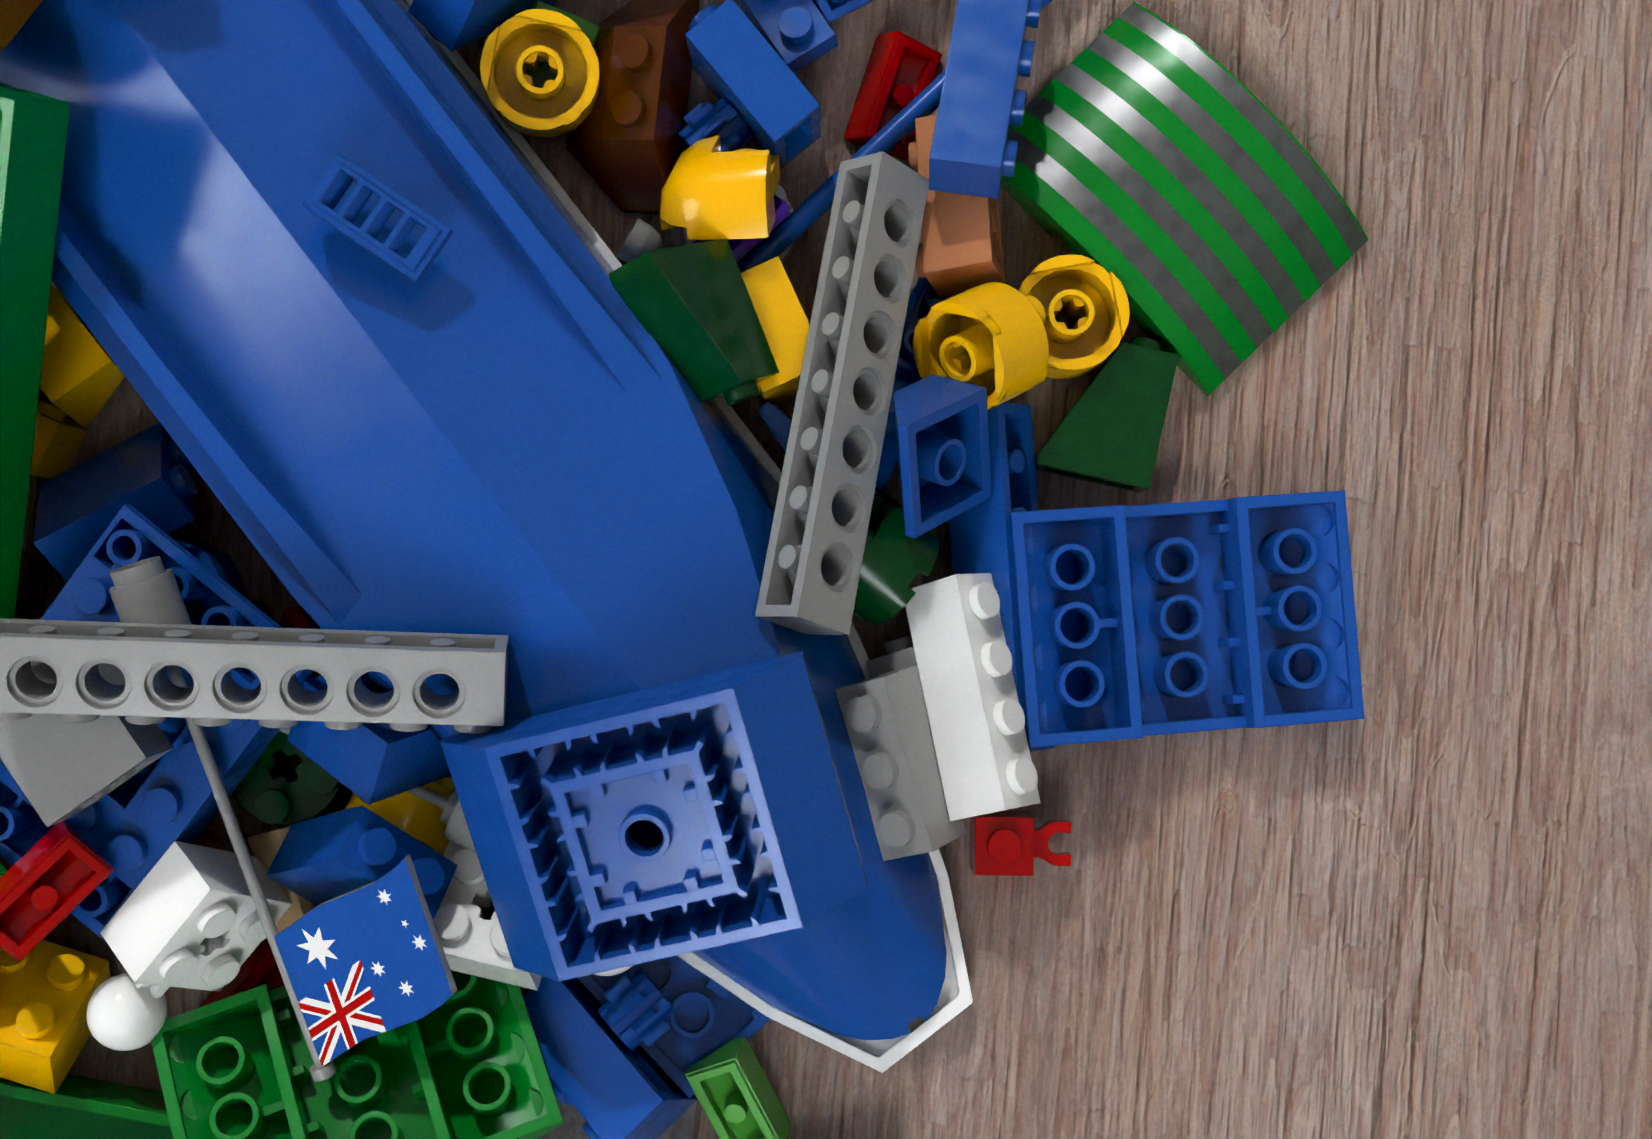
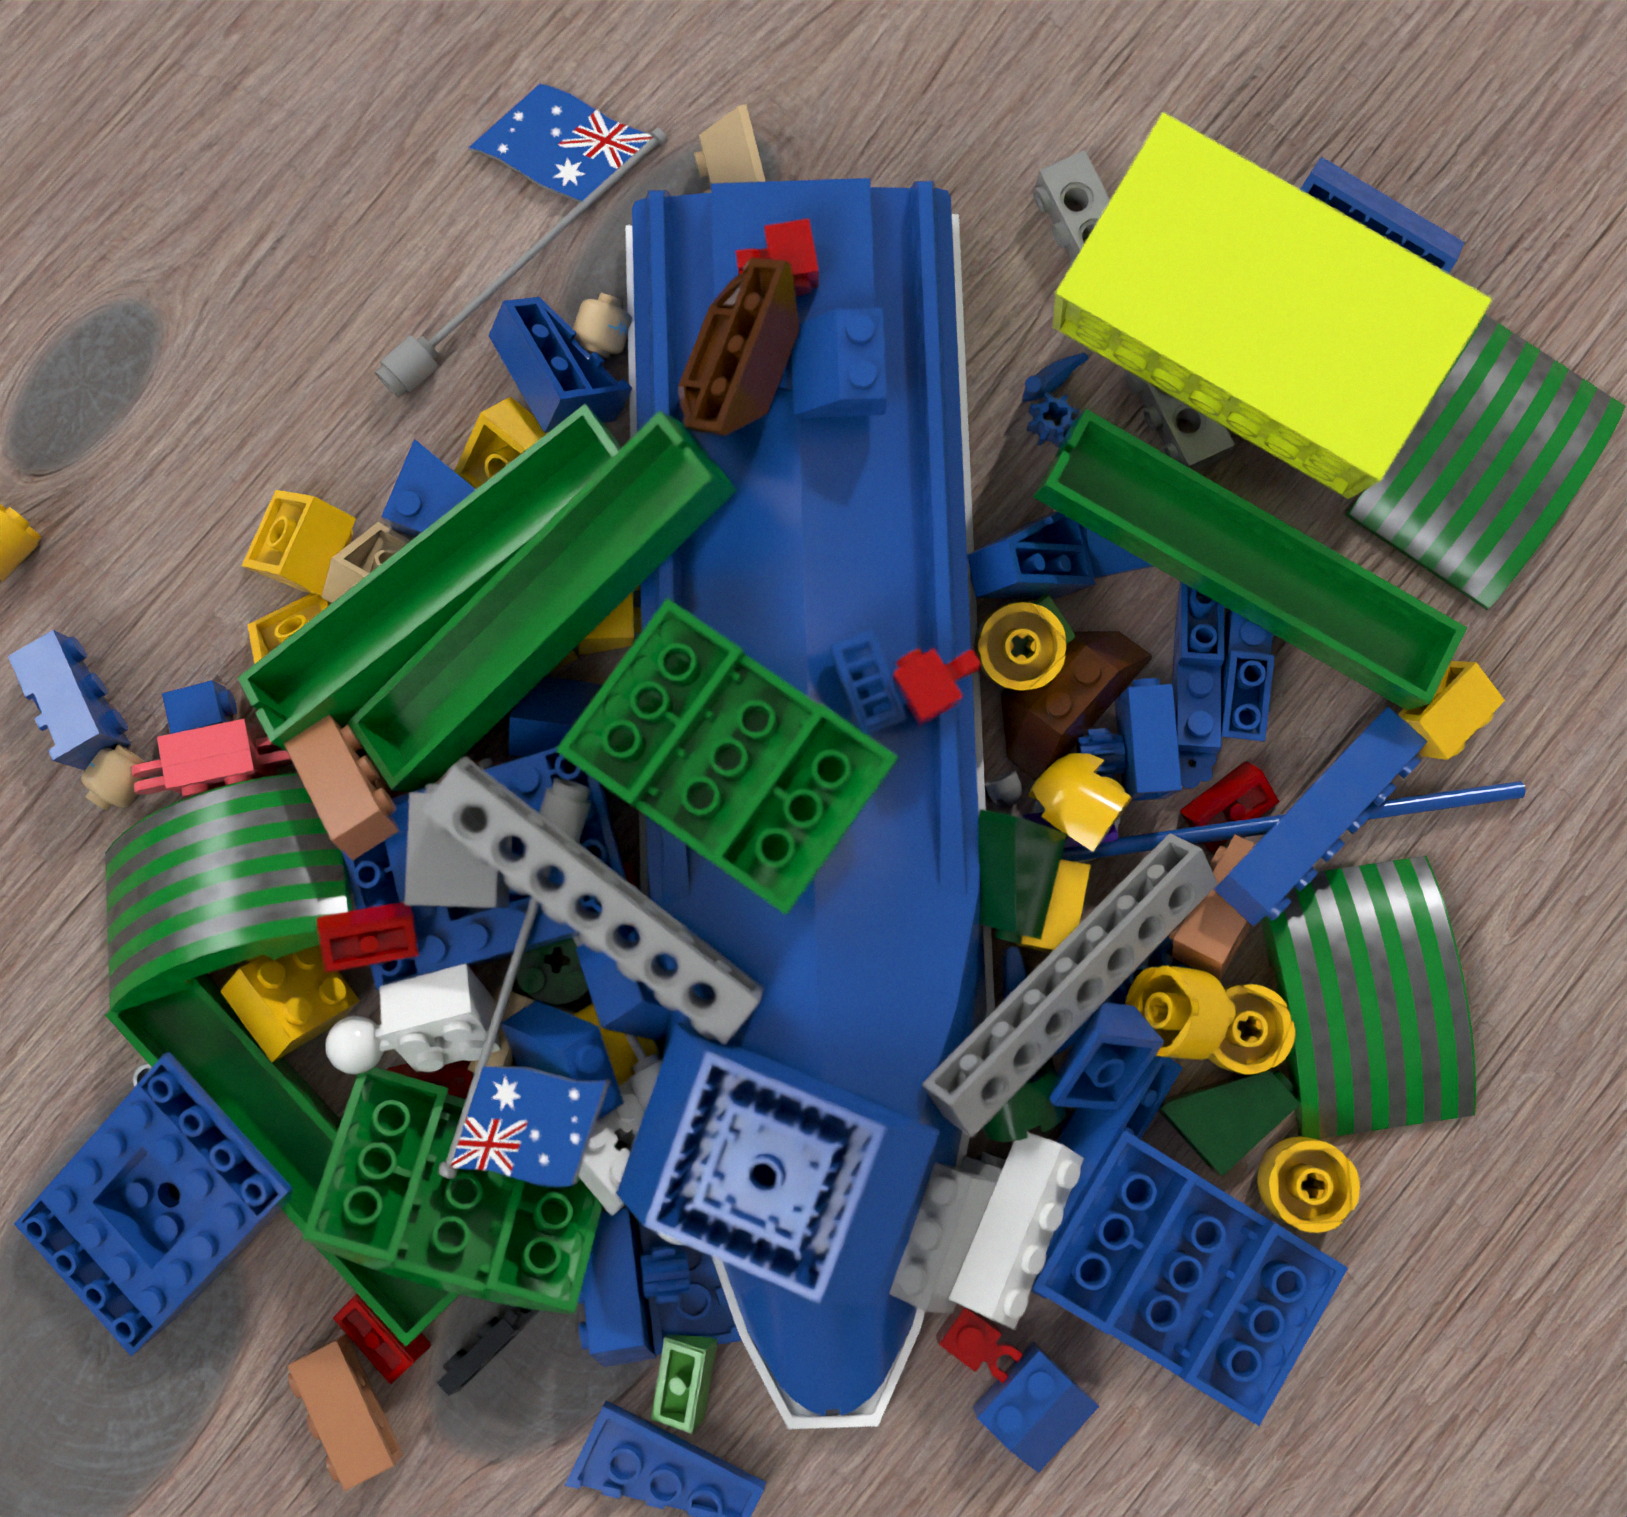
camera: 35 degrees right, 5 degrees down
(271, 408) = (727, 756): none -> green slope
(448, 170) = (929, 684): none -> red brick
(831, 67) = (1200, 772): none -> blue plant
(1123, 867) = (1034, 1408): none -> blue slope
(1272, 447) = (1322, 1204): none -> yellow brick

